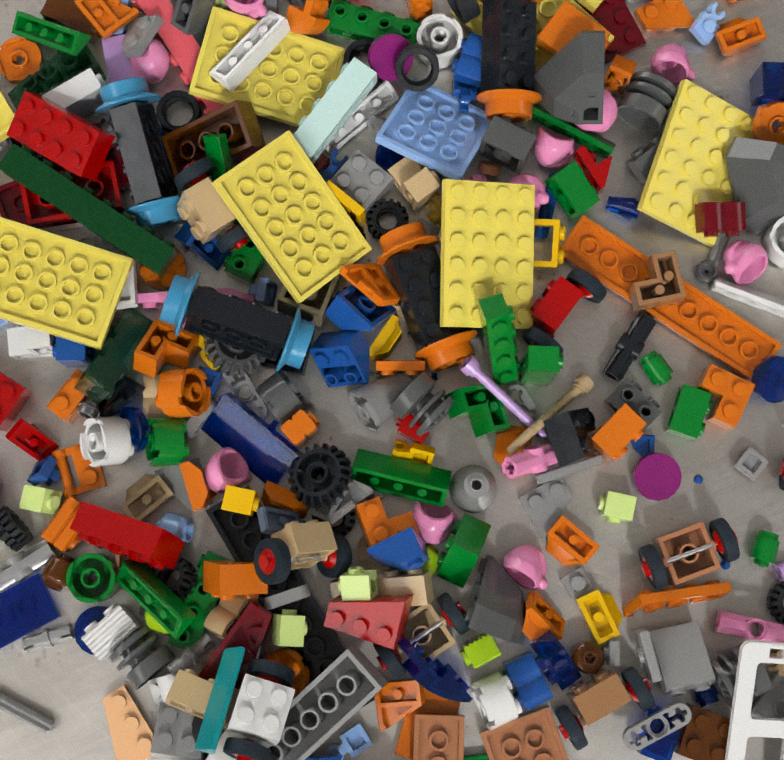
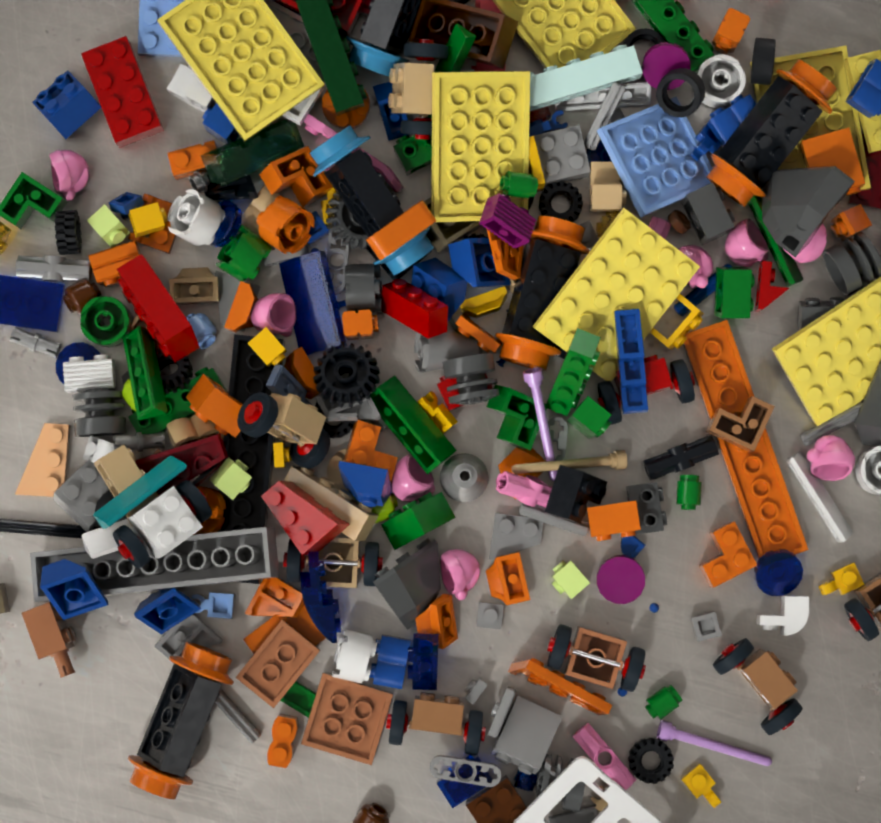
camera: 35 degrees right, 5 degrees up
(31, 440) = (135, 171): red slope -> none
(68, 470) = (147, 219): none -> yellow brick
(264, 291) = (413, 188): light blue tile -> none
(279, 325) = (401, 230): none -> orange beam
(286, 597) = (248, 452): light grey beam -> none
(315, 579) = (281, 455): none -> yellow plate
(335, 382) = (414, 308): none -> red brick
(345, 225) = (519, 184): none -> green brick
(358, 259) = (507, 220): none -> magenta brick
(358, 584) = (312, 484): yellowish green brick -> none
(371, 127) = (604, 115): none -> light grey axle
(479, 650) = (370, 608): lime brick -> none
(538, 297) = (631, 361): none -> blue slope
(579, 653) = (450, 670): reddish brown head -> none
(600, 615) = (489, 654): yellow slope -> none
(623, 207) = (766, 337): clear blue cone -> none
(689, 412) = (687, 548): green brick -> none
(710, 267) = (787, 443): flat silver plate -> none
(720, 218) = (837, 408): dark red brick -> none

